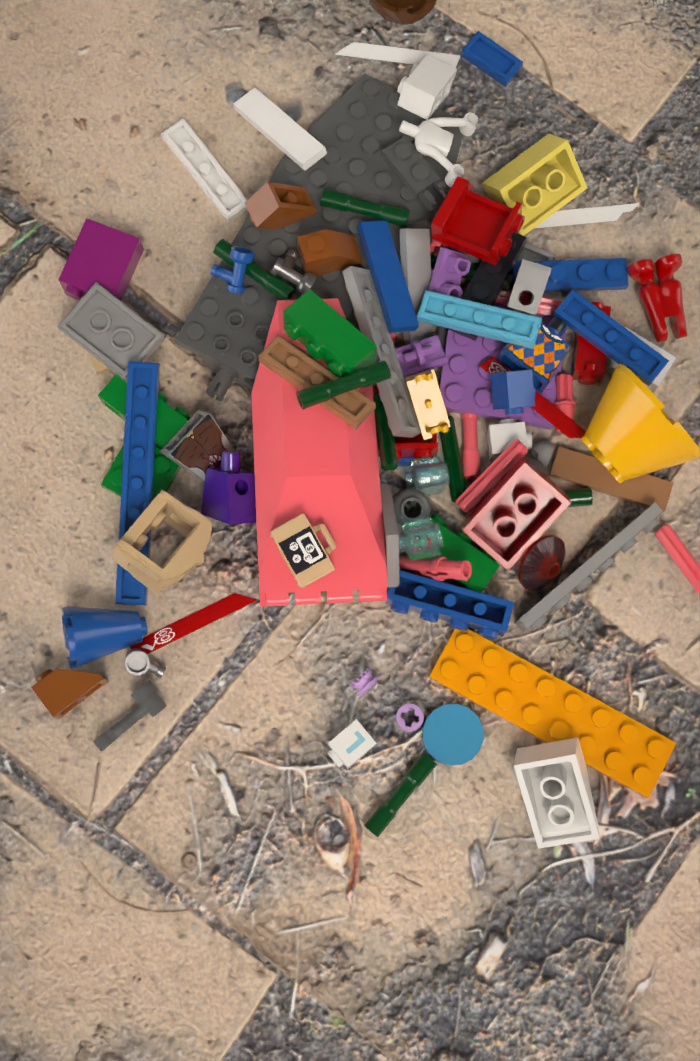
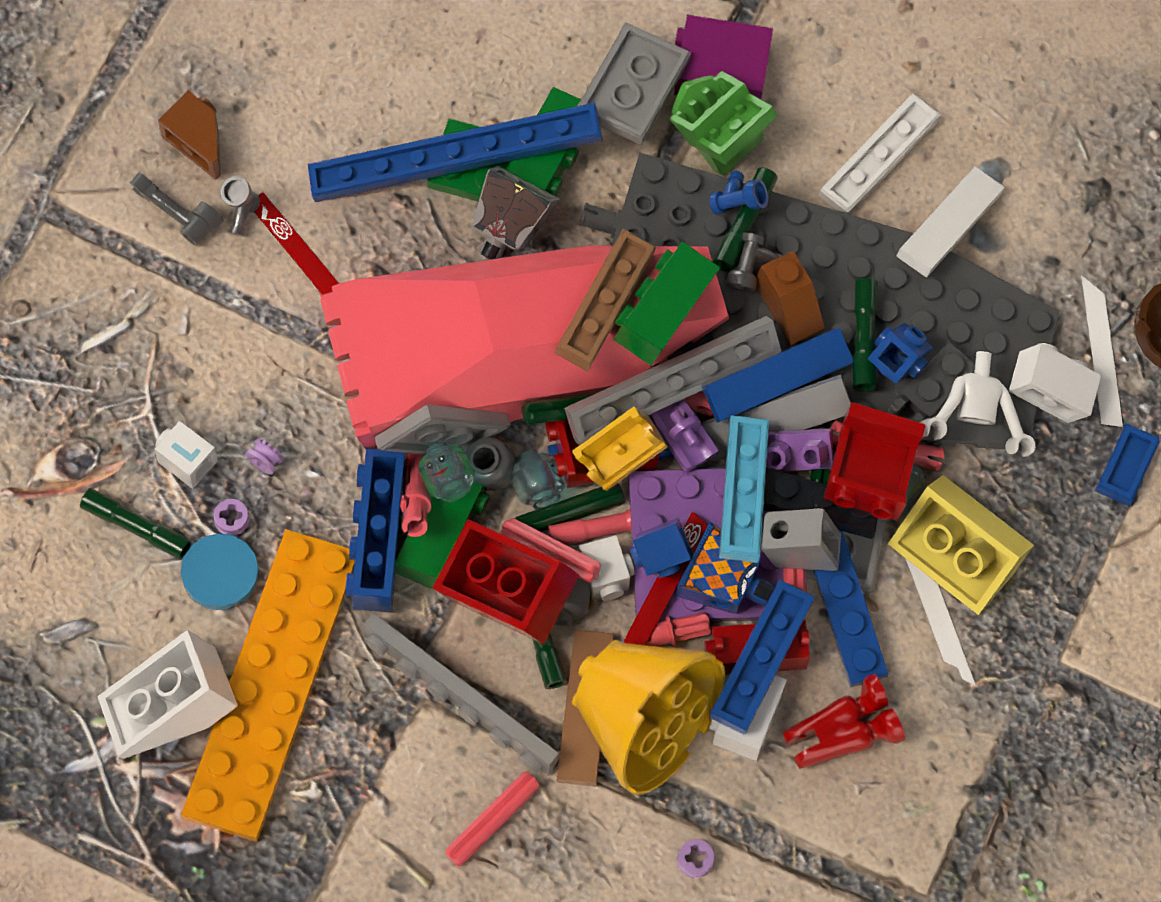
camera: 75 degrees right, 10 degrees down
(99, 632) = (266, 148): blue cone -> none
(158, 272) = (721, 119): none -> bright green piece
(189, 553) = (374, 216): tan animal -> none
(229, 491) = (464, 245): dark purple torso -> none
(279, 205) = (838, 233): dark orange slope -> none
(303, 549) = (390, 317): piece -> none
(325, 391) = (616, 342): dark green piece -> none
(389, 183) = (901, 352): none -> blue brick
(541, 562) = (452, 630): dish -> none
(543, 451) = (600, 616): light grey hinge -> none

